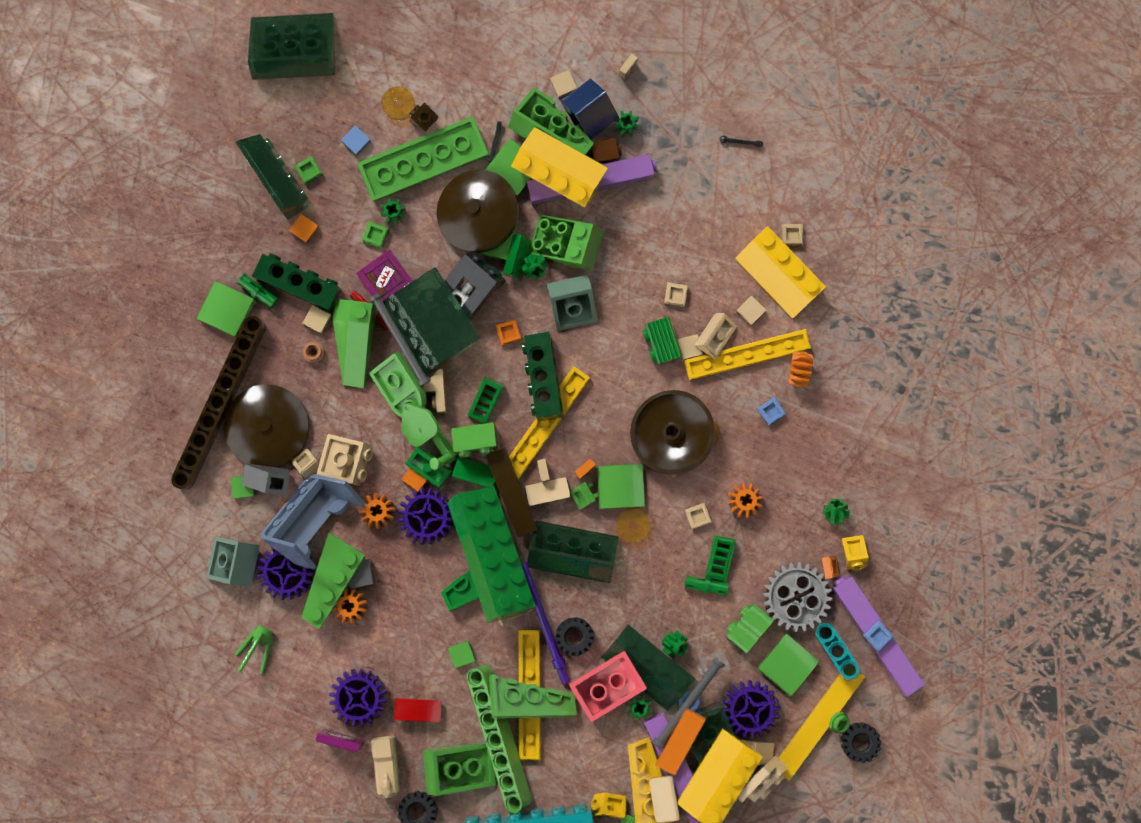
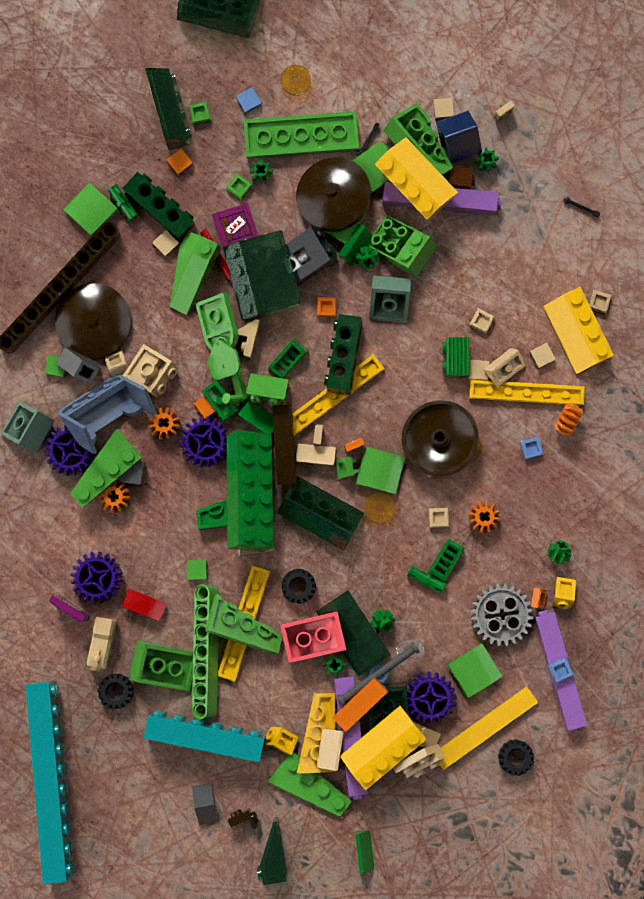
camera: 20 degrees right, 0 degrees up
(260, 636) = (30, 499): bright green plant -> none
(313, 345) = (153, 264): nougat plate -> none
(376, 299) = (231, 282): dark grey bar -> none
(423, 116) = (313, 98): dark brown bracket -> none
(558, 661) = (277, 603): dark purple bar -> none
(748, 628) = (451, 627): bright green brick -> none
(830, 643) = (515, 664): teal beam -> none
(839, 722) = (503, 734): bright green plate -> none

